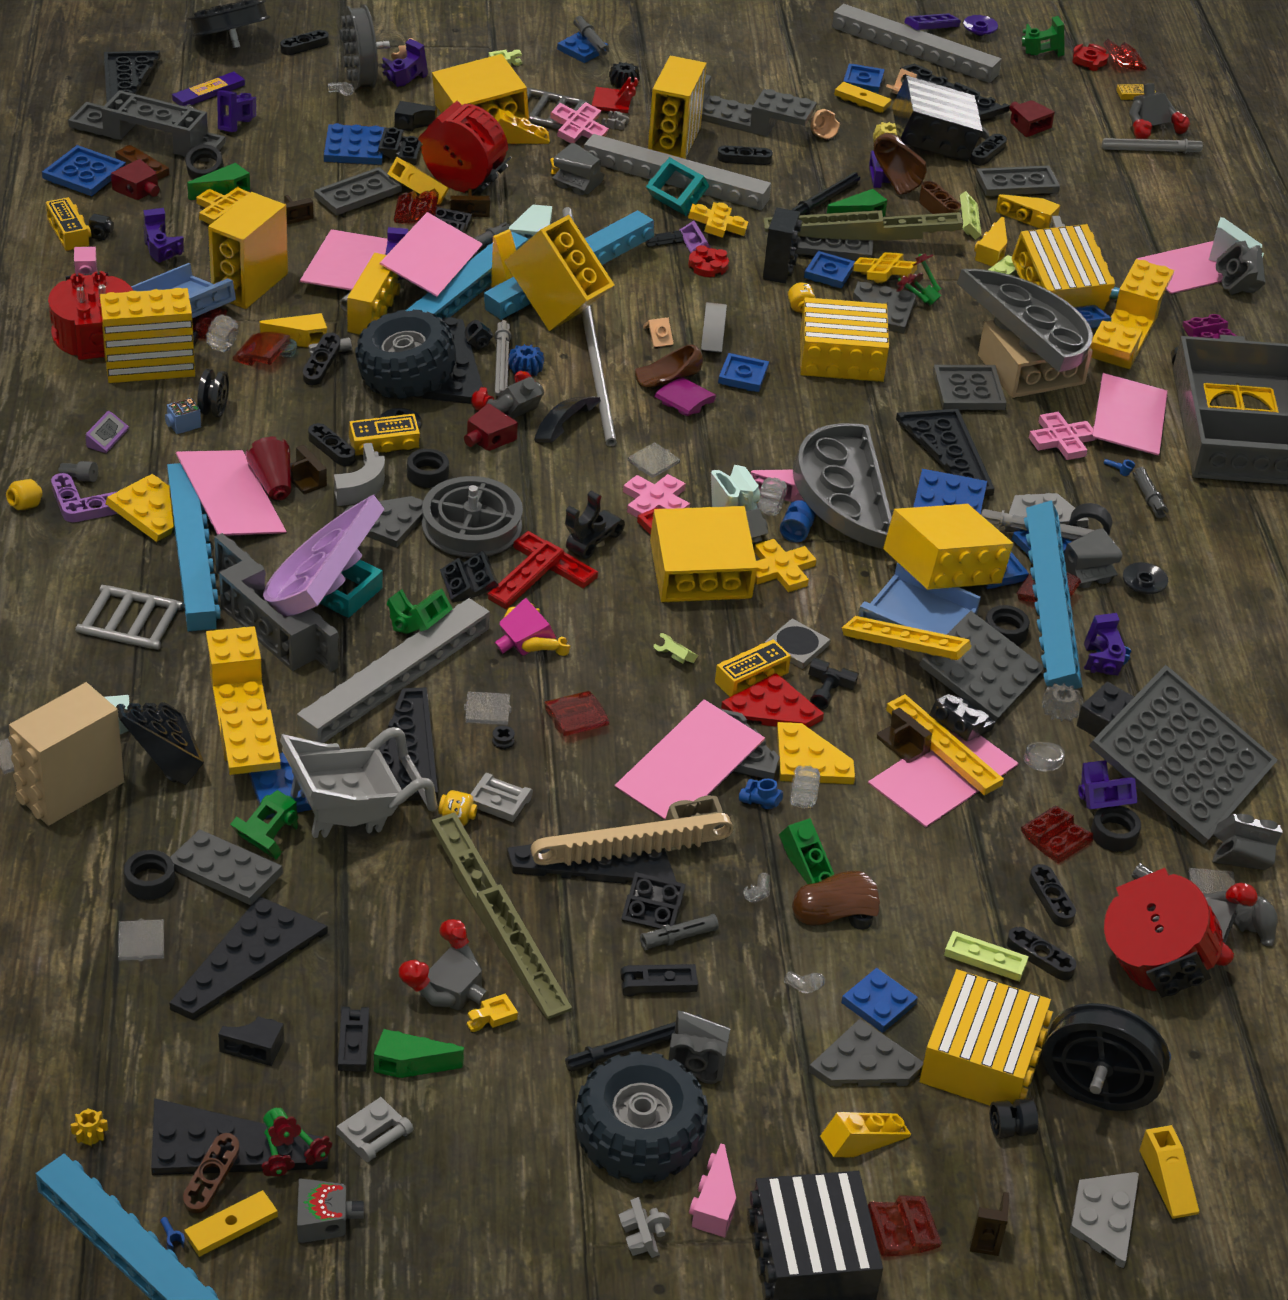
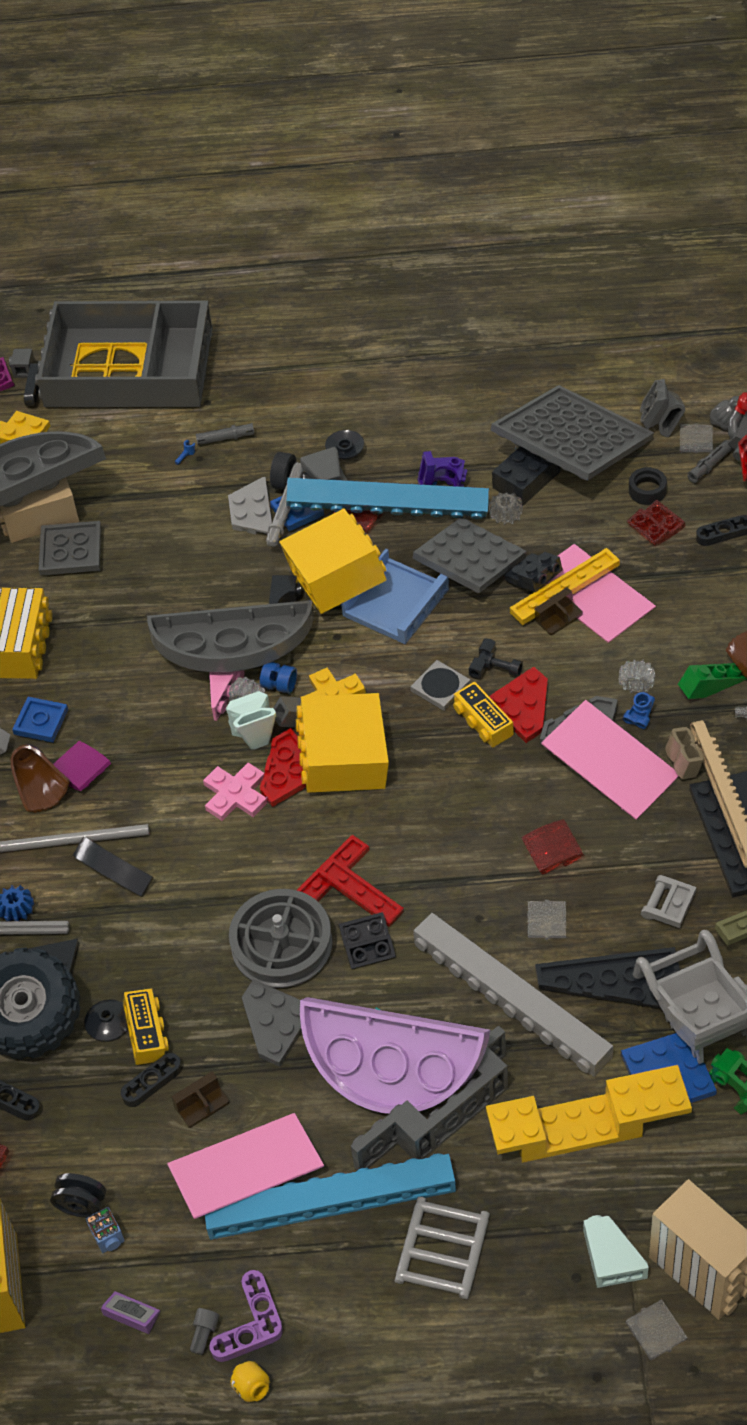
camera: 80 degrees left, 10 degrees up
(145, 506) = (266, 1250): yellow plate -> none
(164, 737) = (650, 1171): black slope -> none
(271, 465) = (208, 1125): dark red cone -> none
(359, 485) = (216, 1036): light grey arch -> none
(420, 617) = (430, 985): green tile -> none
(427, 457) = (196, 969): black tyre -> none
(460, 803) = (691, 926): yellow head -> none
(490, 428) = (131, 932): dark red torso -> none
(503, 742) = (589, 909): black bush -> none
(516, 399) = (90, 902): dark grey torso -> none
(529, 631) = (448, 885): dark pink torso -> none
(591, 526) = (309, 839): black piece -> none
(653, 460) = (174, 795): clear piece -> none
(679, 652) = (463, 768): yellowish green plate -> none
(803, 747) = (584, 678): yellow plate -> none
(907, 637) = (452, 597): yellow plate -> none
(947, 441) = (149, 568): black wing -> none
(948, 489) = (245, 569): blue plate -> none
(1010, 615) = (406, 528): black tyre -> none
(1044, 756) = (570, 523): clear hat -> none
(1060, 434) = (145, 486): bright pink plate -> none
(1102, 792) = (625, 479): dark purple tile -> none
(1130, 414) = (123, 438): bright pink piece -> none

